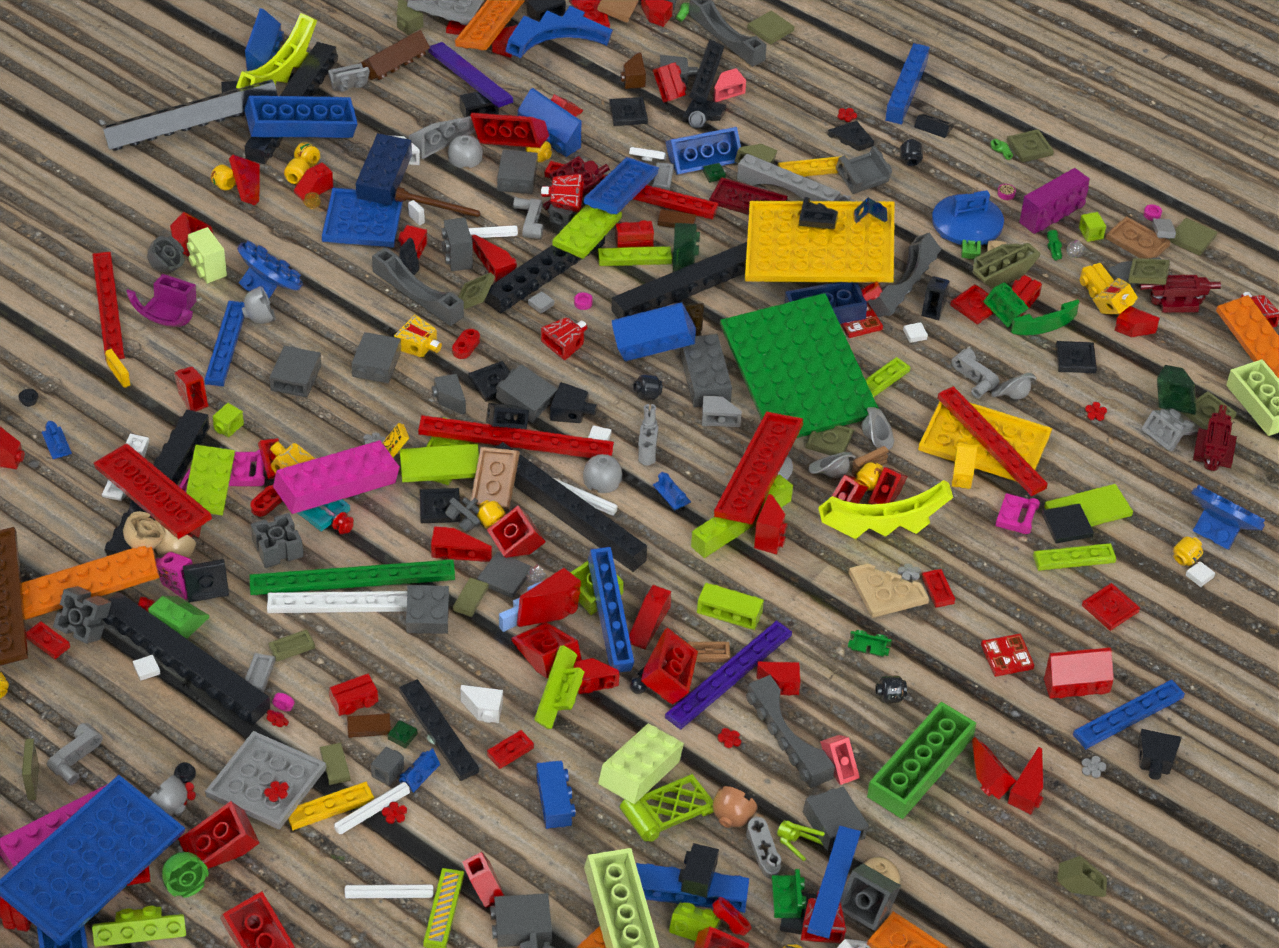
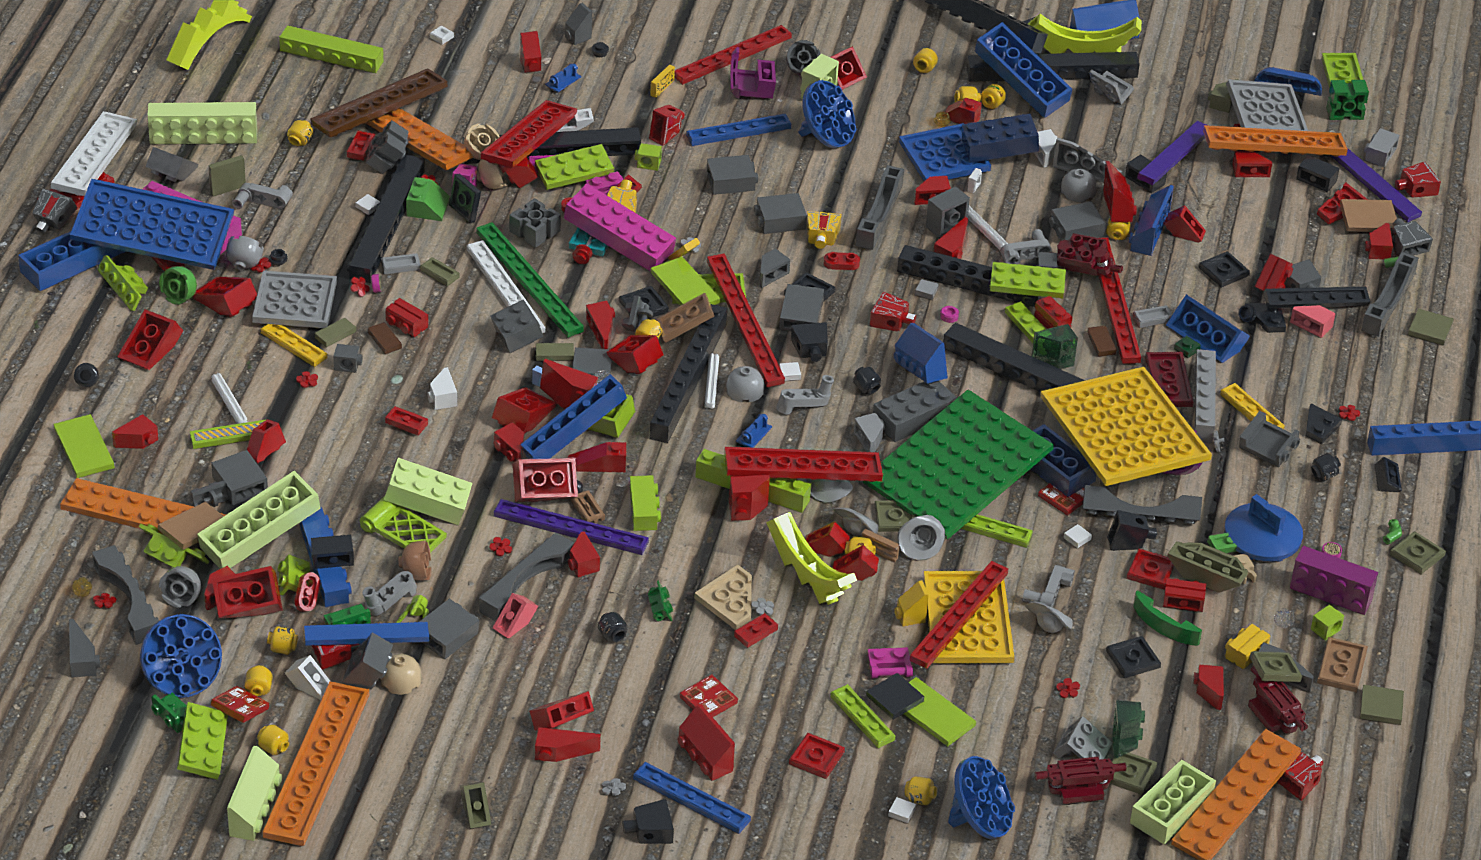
camera: 65 degrees right, 5 degrees down
(247, 178) = (933, 72): red wing -> none
(258, 306) = (787, 129): light grey cylinder -> none
(277, 791) = (281, 304): red plant -> none
(371, 808) = (303, 365): white axle -> none
(395, 55) = (1164, 103): reddish brown slope -> none
(402, 734) = (387, 359): dark green plate -> none
(403, 195) = (983, 161): reddish brown piece -> none
(409, 256) = (907, 199): black slope -> none
(421, 770) = (355, 378): blue hinge -> none
(439, 730) = (404, 377): black plate -> none
(476, 290) = (899, 241): olive tile -> none
(503, 416) = (762, 303): black torso -> none
(551, 26) = (1261, 168): blue arch -> none
(555, 794) = (373, 457): blue brick -> none
(560, 687) = (478, 421): lime bracket -> none
(565, 192) = (1054, 248): red torso -> none
(621, 185) = (1099, 282): blue plate -> none
(634, 73) = (1284, 250): reddish brown slope -> none
(647, 155) = (1170, 293): white plate -> none
(696, 314) = (967, 379): dark brown hinge -> none
(759, 150) = (1227, 366): olive slope -> none
(817, 215) = (1148, 407): black wing -> none
(872, 207) = (1181, 440): bracket -> none
(872, 291) = (1086, 478): red plate -> none
(921, 760) = (541, 664): bright green brick -> none
(1005, 303) = (1157, 579): green bracket -> none
(1054, 245) = (1279, 603): green axle -> none
(1118, 296) = (1223, 656): yellow torso -> none
(1152, 211) = (1394, 666): dark pink tile -> none
(1163, 228) = (1369, 675): light grey tile -> none

